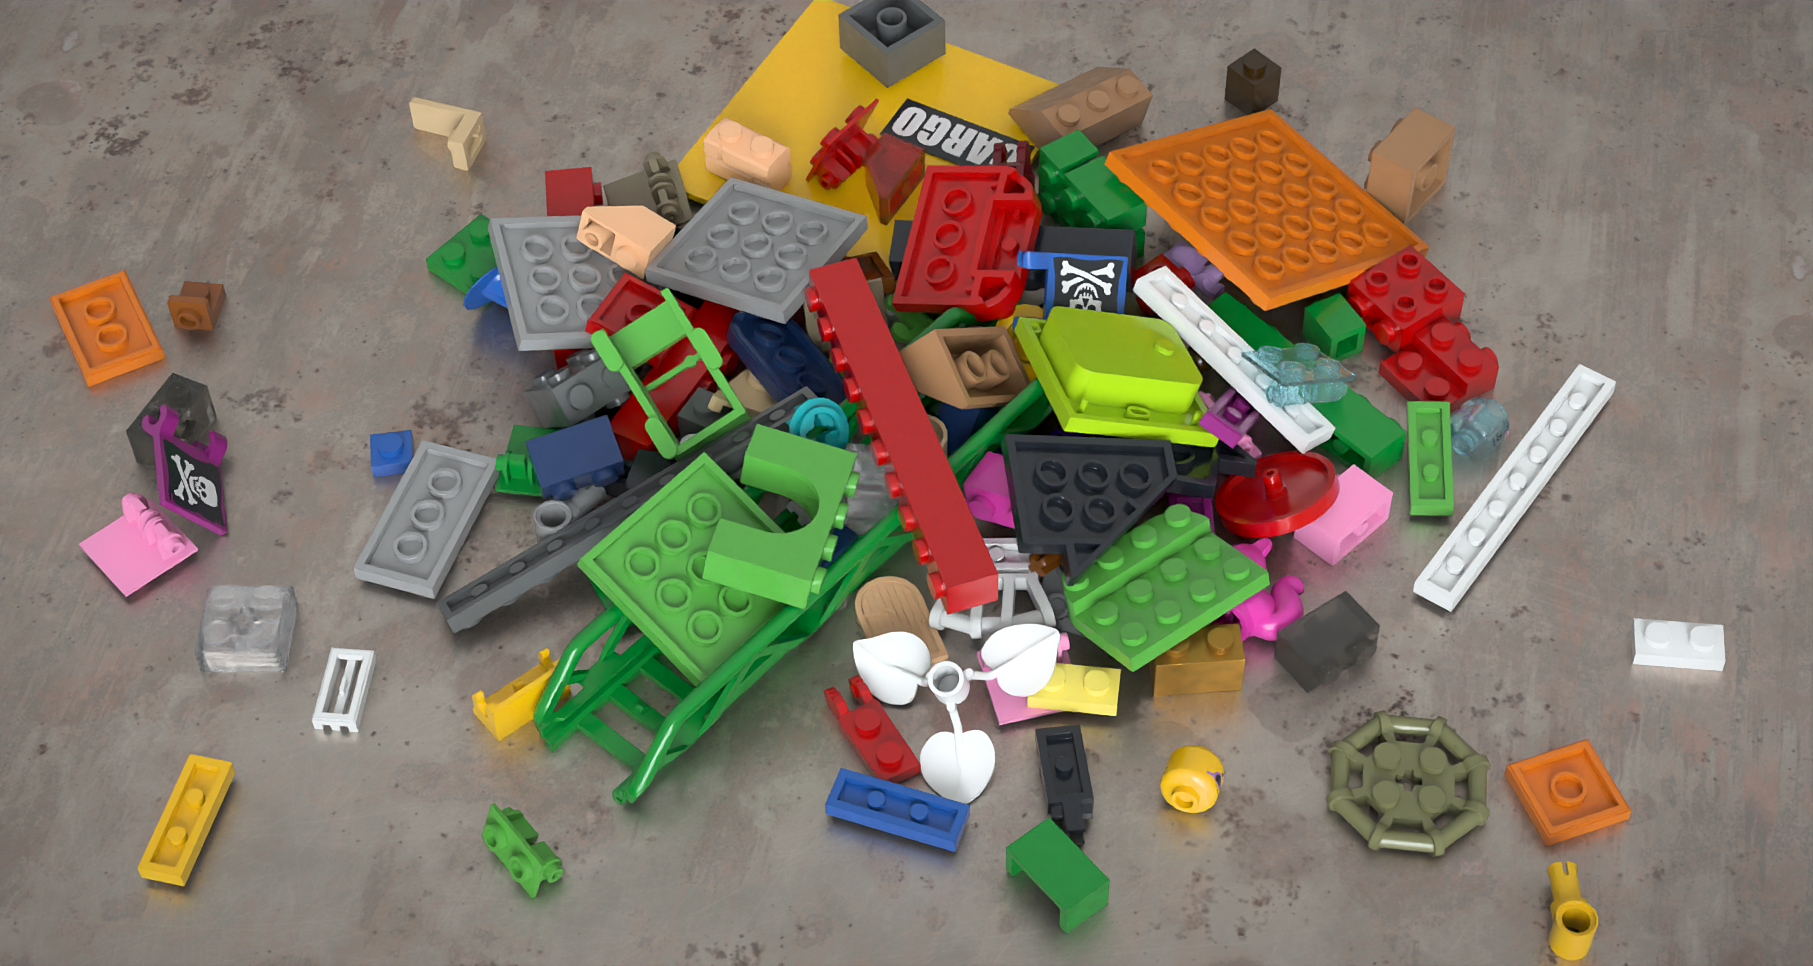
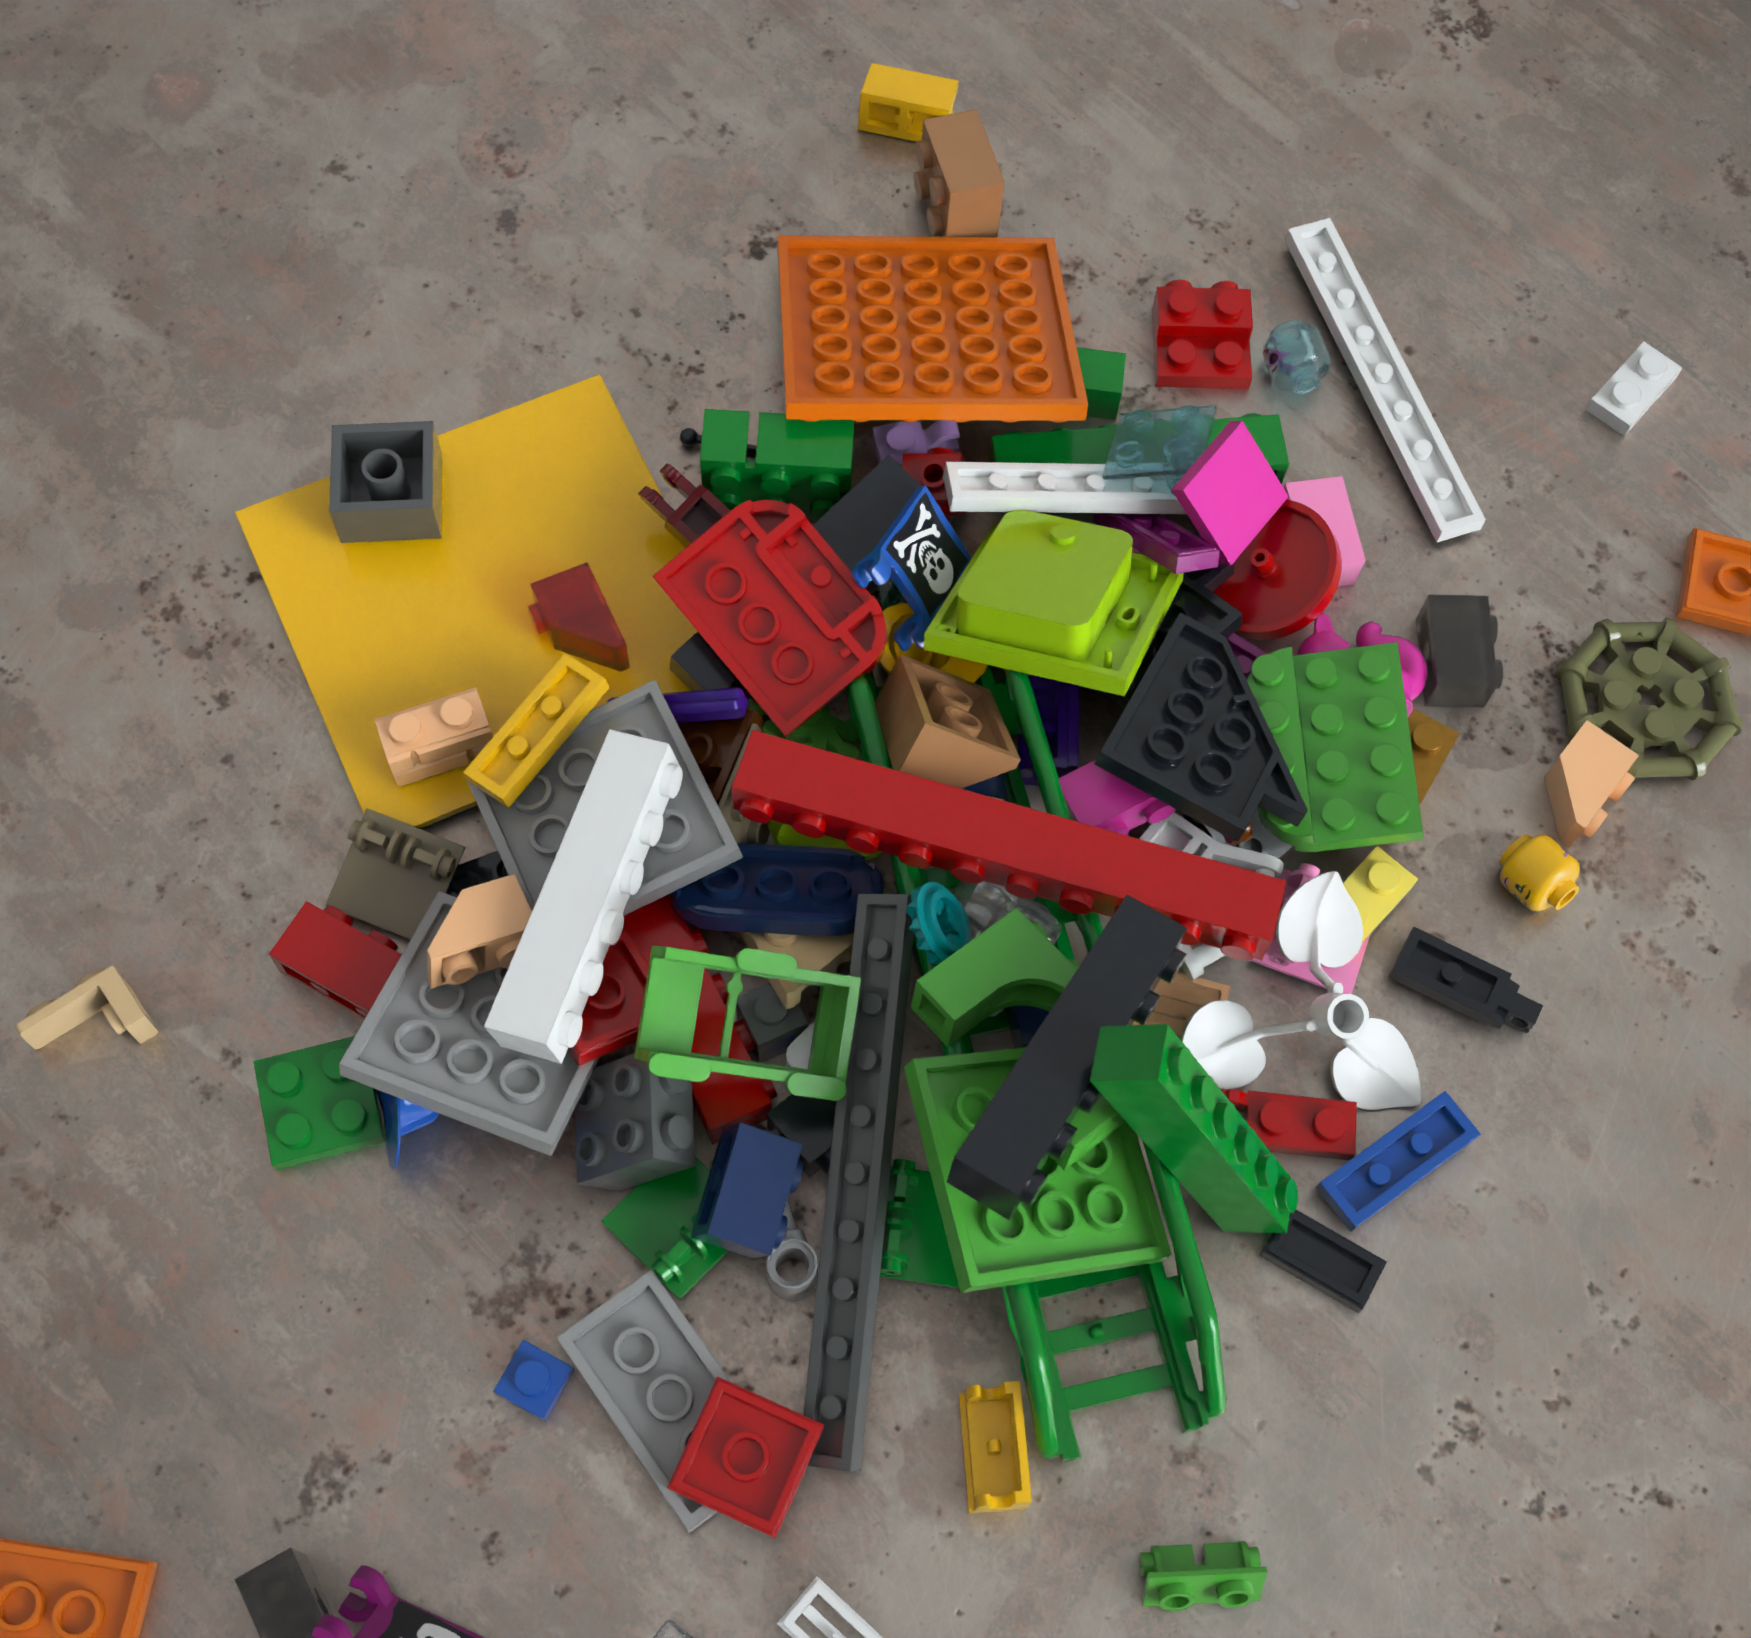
camera: 60 degrees left, 15 degrees up
(197, 305) = (113, 1476): dark orange bracket -> none
(416, 565) = (746, 1457): none -> red tile
(687, 257) = (585, 897): none -> white brick
(764, 509) = (1052, 1077): none -> black brick
(779, 622) = (1193, 1128): none -> green brick
(780, 182) = (536, 730): none -> yellow plate
(793, 808) = (1325, 1260): none -> black tile
(843, 149) = (507, 636): red hinge -> none
(876, 254) = (706, 704): none -> dark purple axle
(947, 135) = (565, 527): sticker -> none
(1060, 872) = (1574, 1063): green panel -> none
(1096, 102) = (636, 389): medium nougat slope -> none
(1252, 82) = (728, 225): dark brown brick -> none
(1290, 417) = (1230, 492): none -> dark pink tile
(1293, 771) = (1584, 778): none -> light nougat slope
(1403, 297) = (1114, 300): red brick -> none
(1430, 458) = (1306, 418): bright green plate -> none
(1455, 104) = (900, 99): none -> yellow hinge

